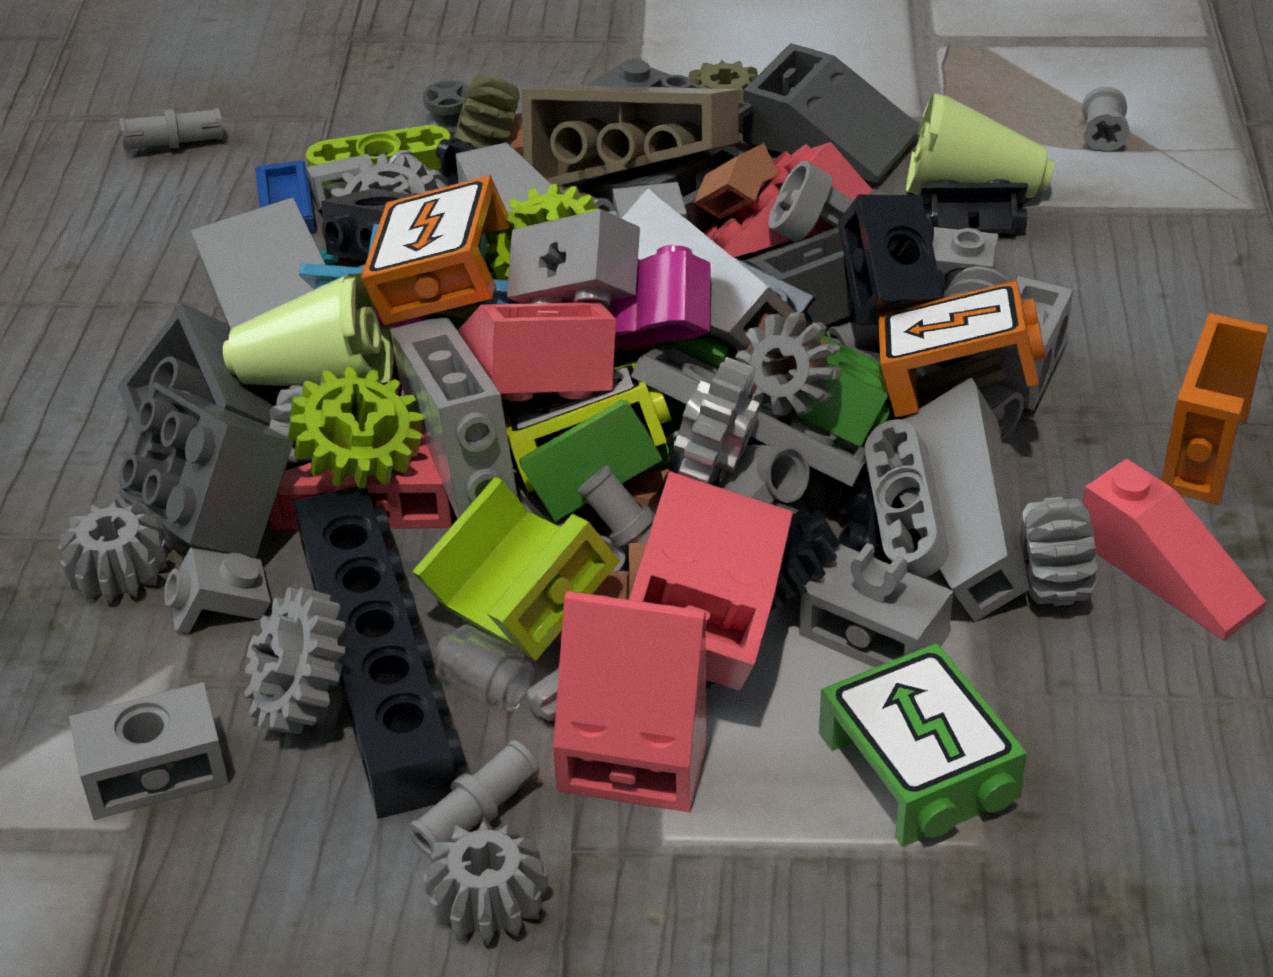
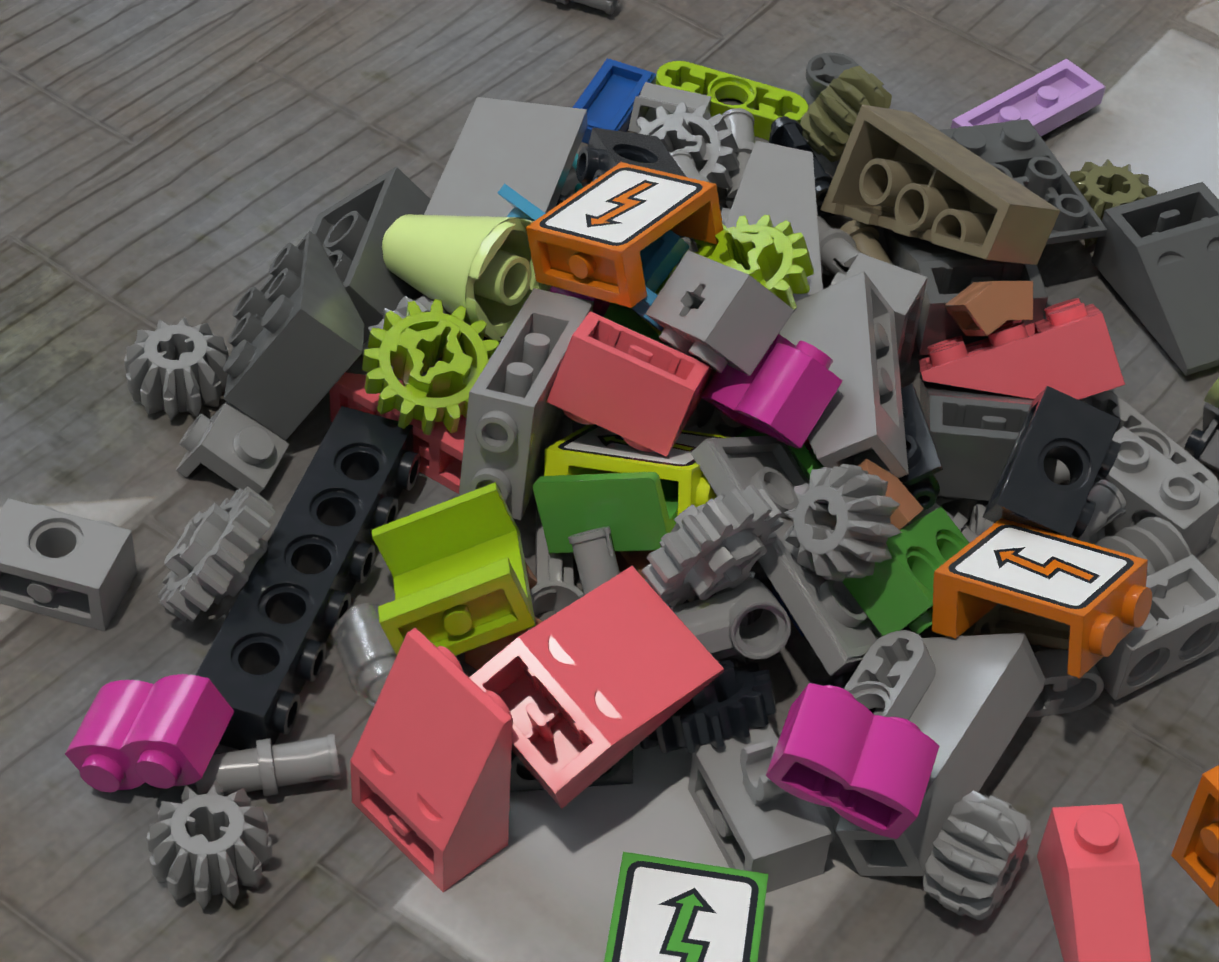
camera: 30 degrees right, 5 degrees up
(362, 824) = (150, 733): none -> dark pink brick
(612, 44) = (1043, 99): none -> lavender plate
(804, 199) = (1040, 357): light grey piece -> none
(945, 519) = (853, 760): none -> dark pink brick

